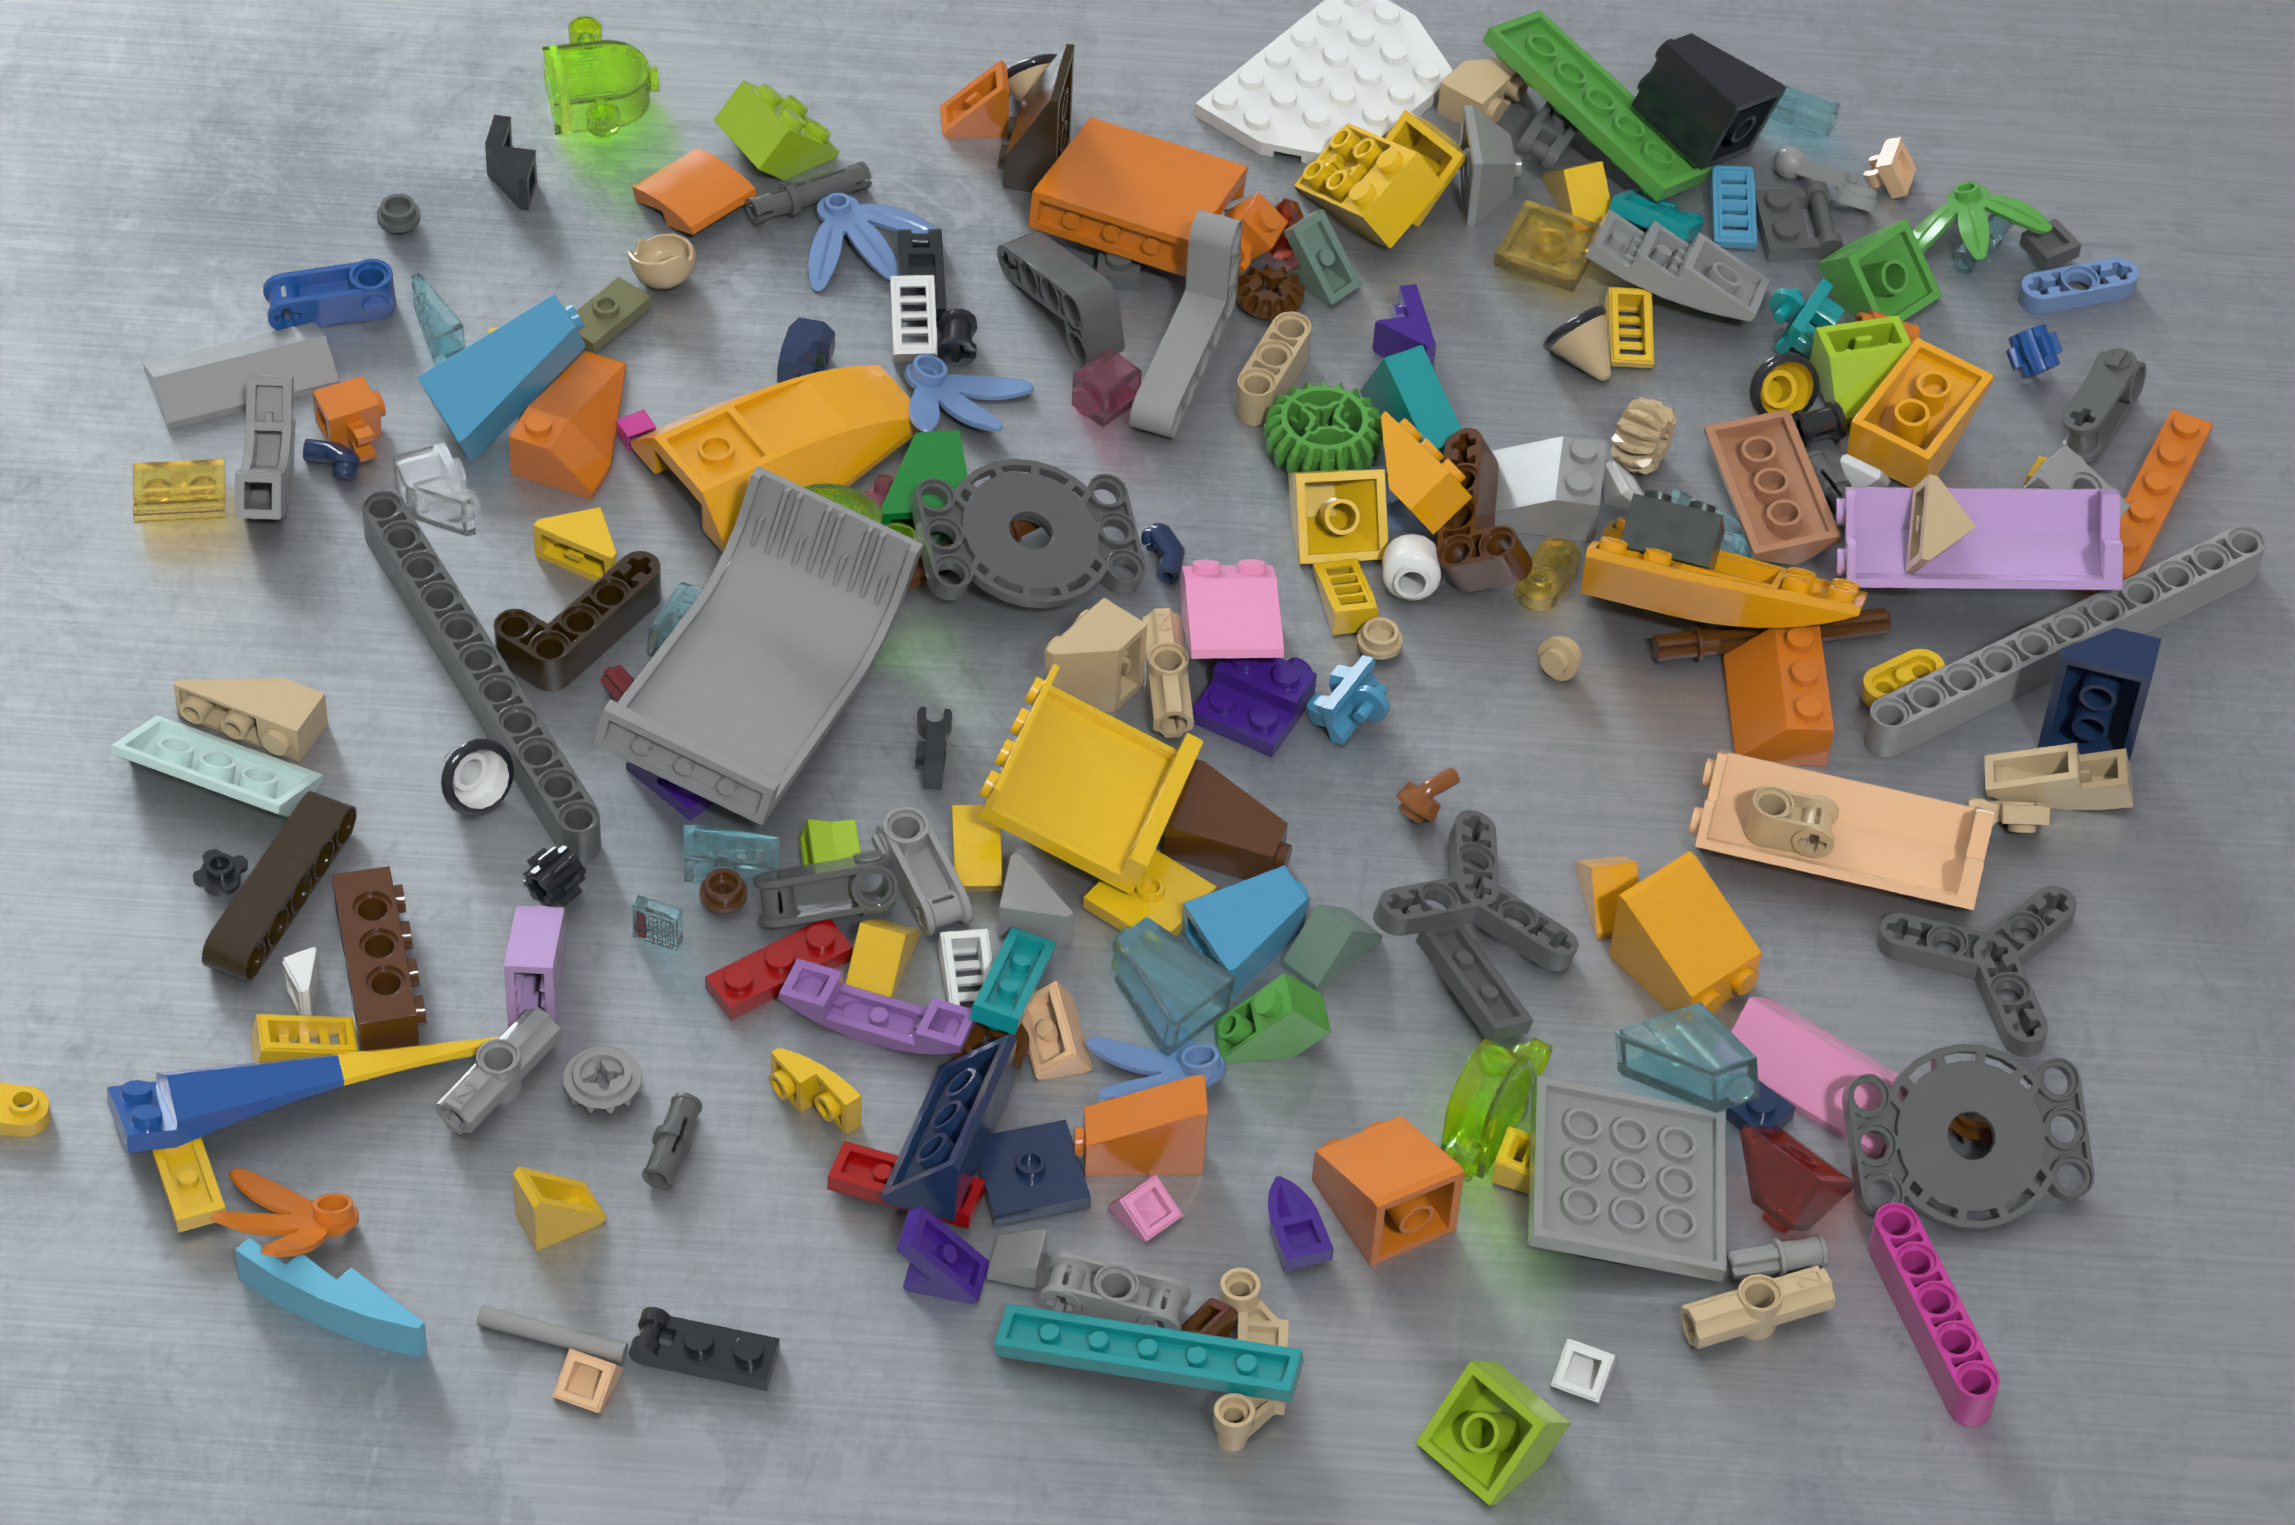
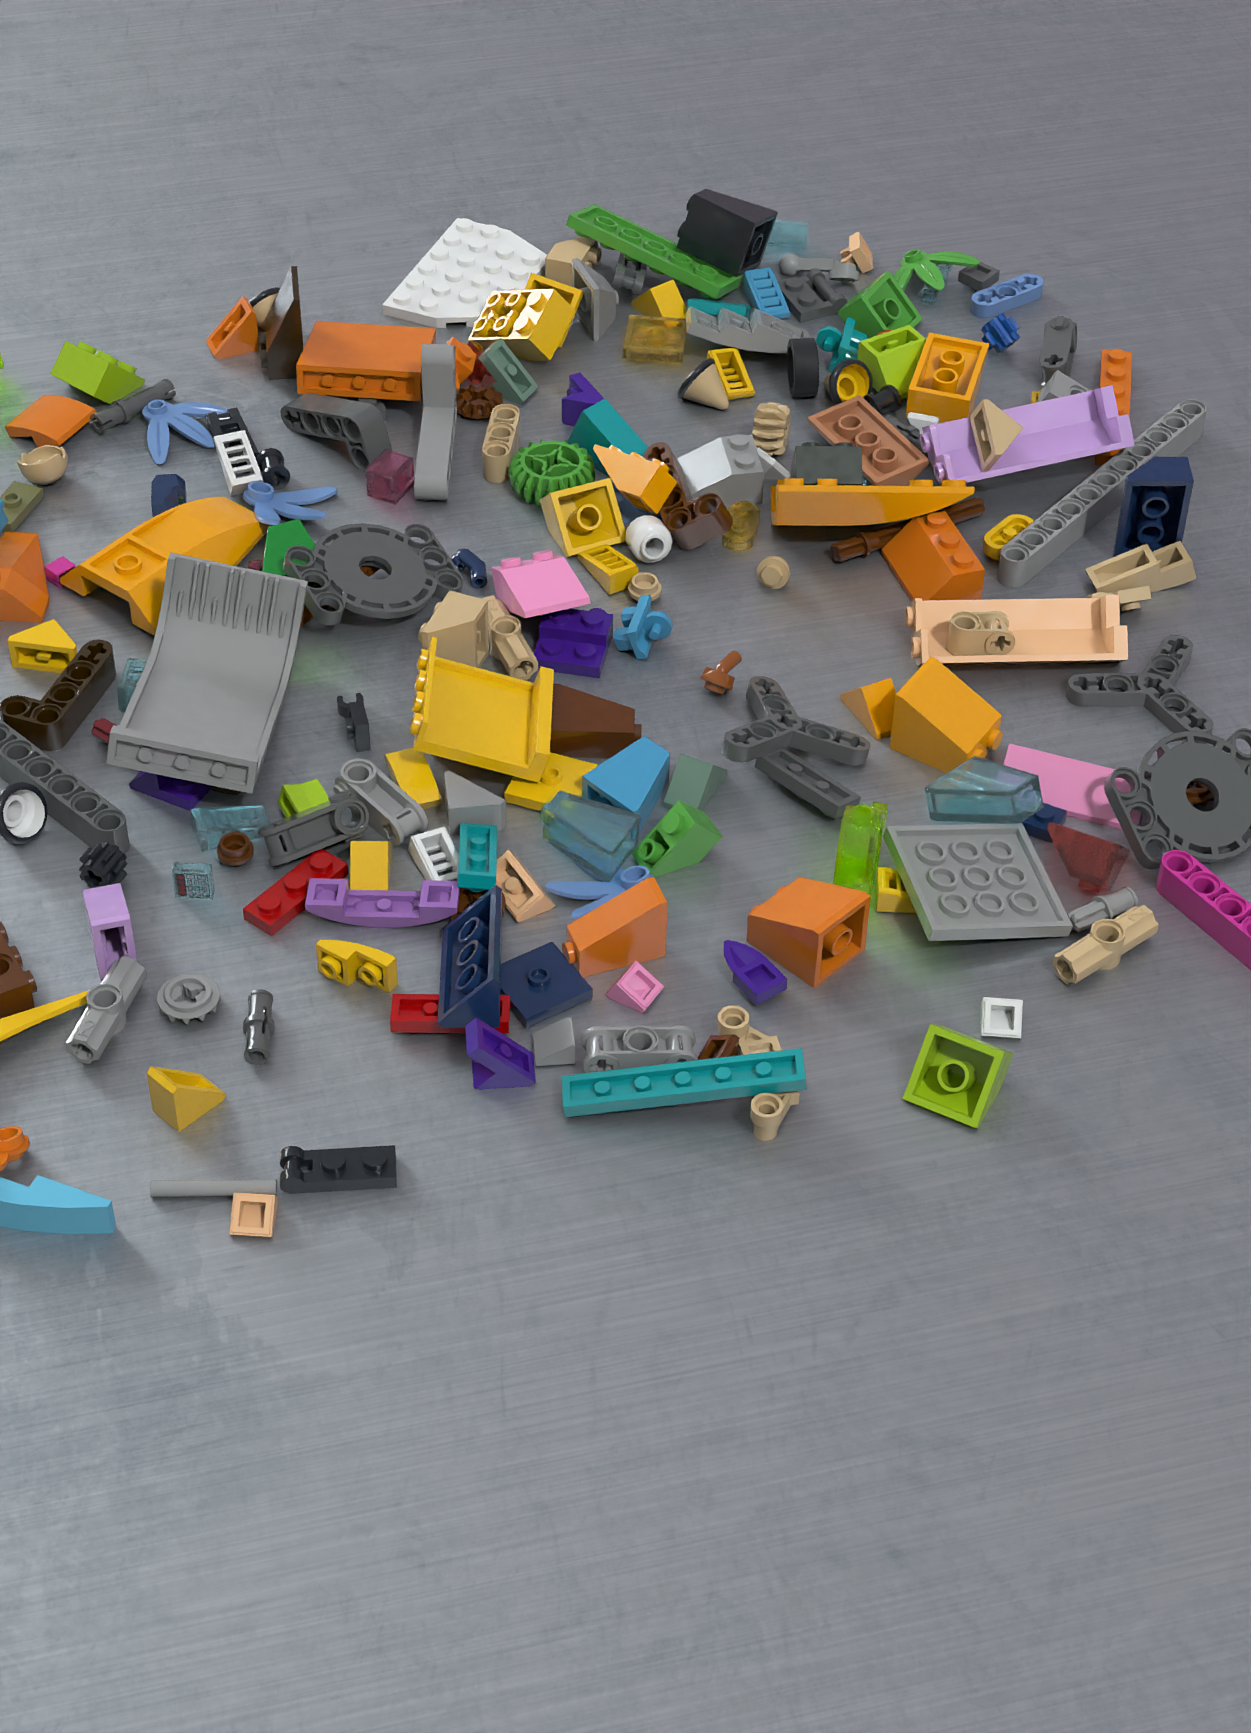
camera: 15 degrees left, 5 degrees down
(1727, 346) = (803, 367): none -> black tyre

